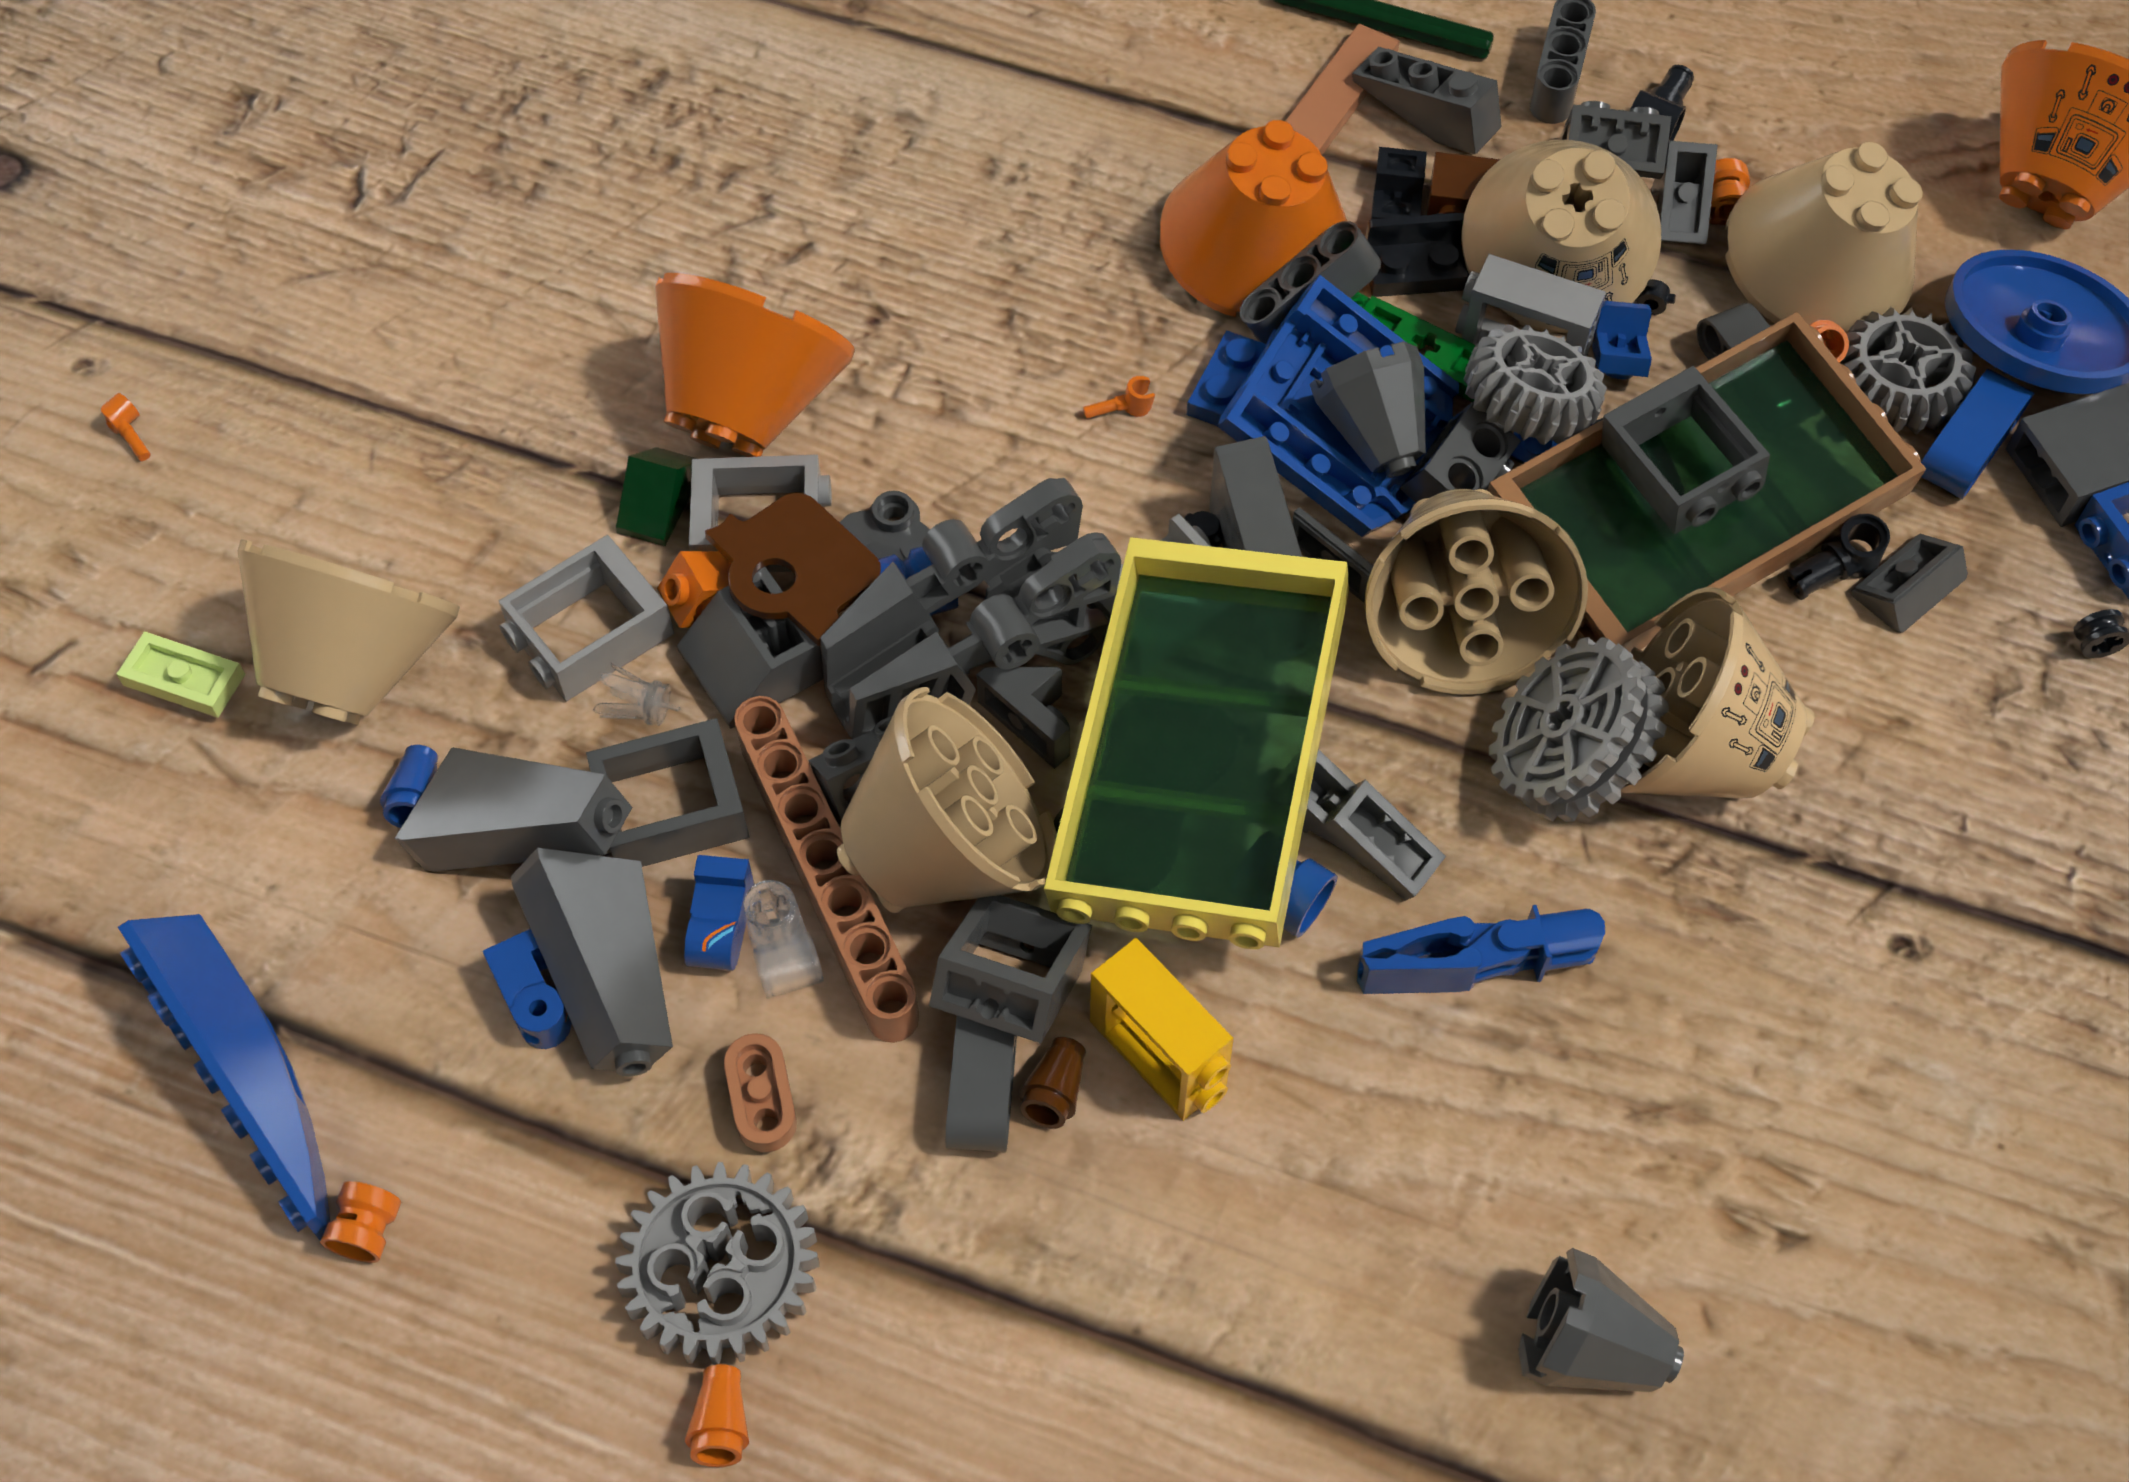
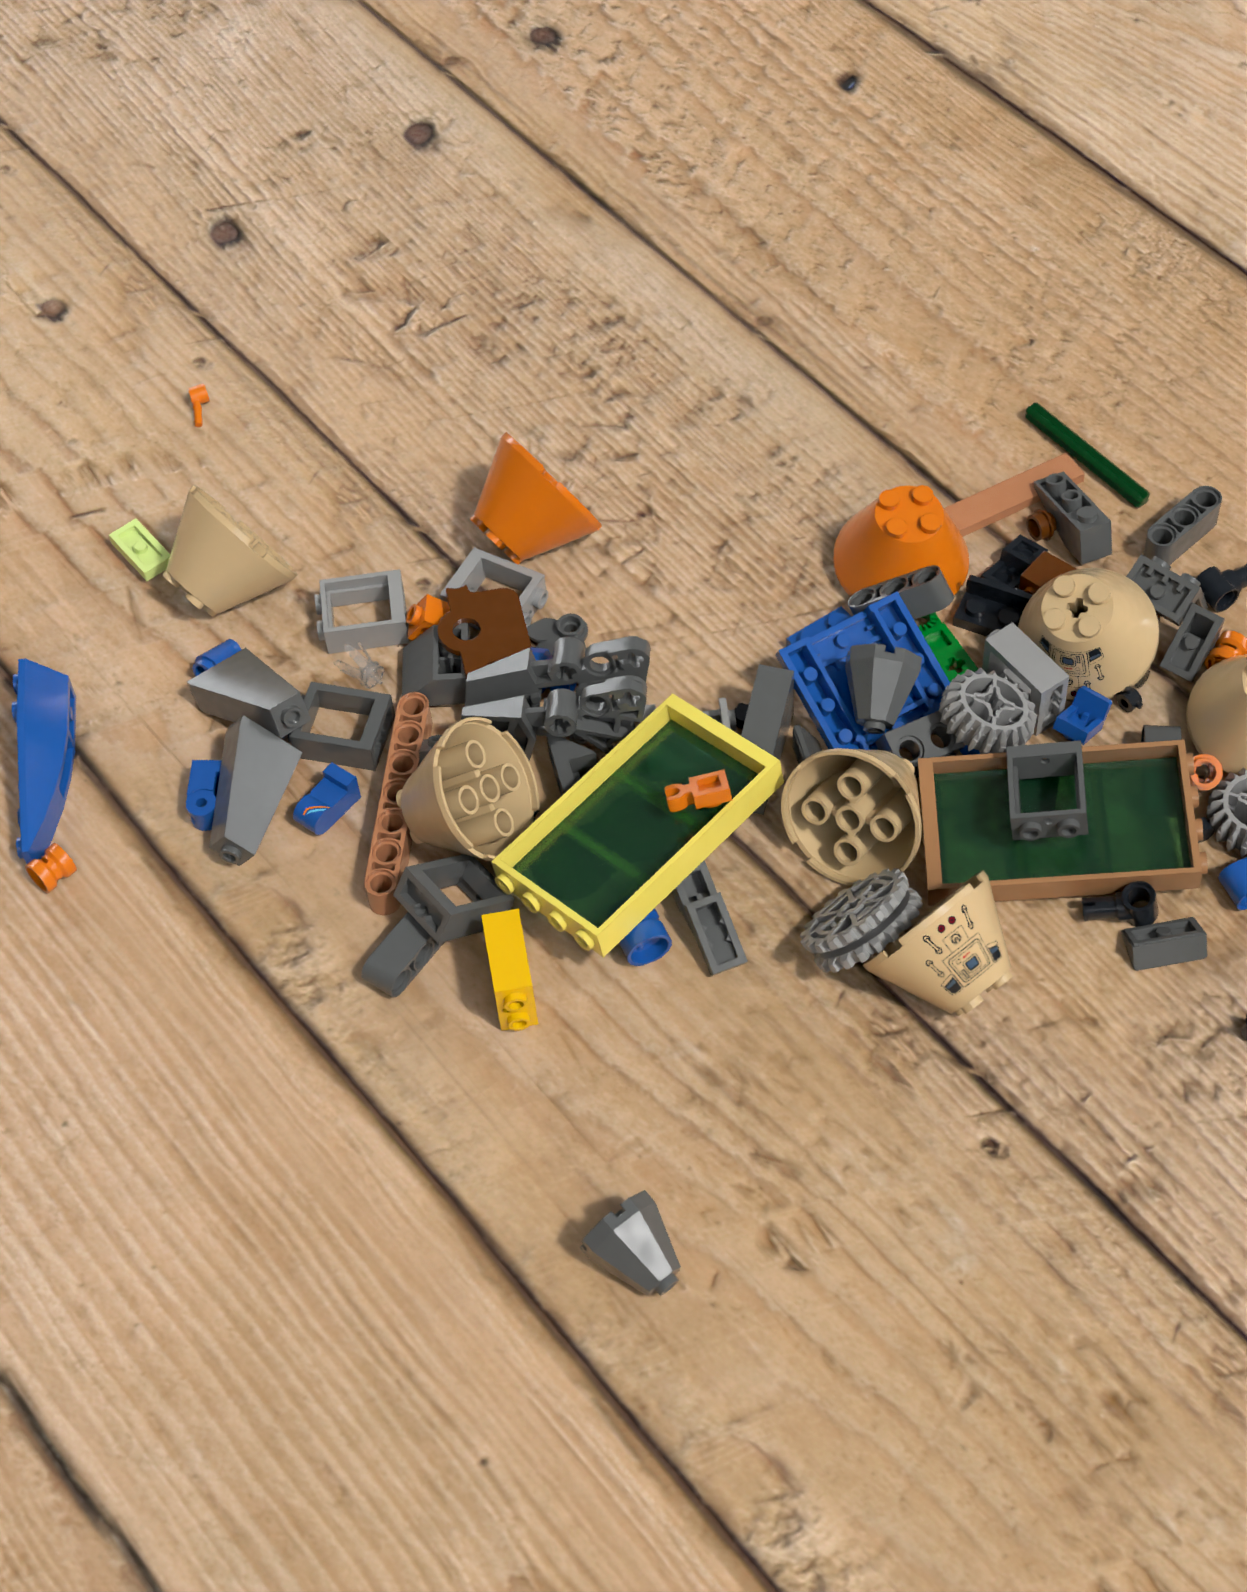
camera: 35 degrees right, 5 degrees down
(654, 494) = (445, 557): dark green slope -> none
(670, 1239) = (207, 976): light grey gear -> none
(718, 1420) = (156, 1052): orange cone -> none
(760, 1095) = (284, 905): nougat plate -> none
(780, 945) = (348, 828): clear piece -> none
(1053, 1086) = (440, 974): reddish brown cone -> none
(1133, 401) = (759, 623): orange hand -> none
(1275, 649) = (704, 791): none -> orange plate
(1395, 125) = (1041, 525): none -> reddish brown plate
(1477, 951) = (712, 1017): blue arm -> none

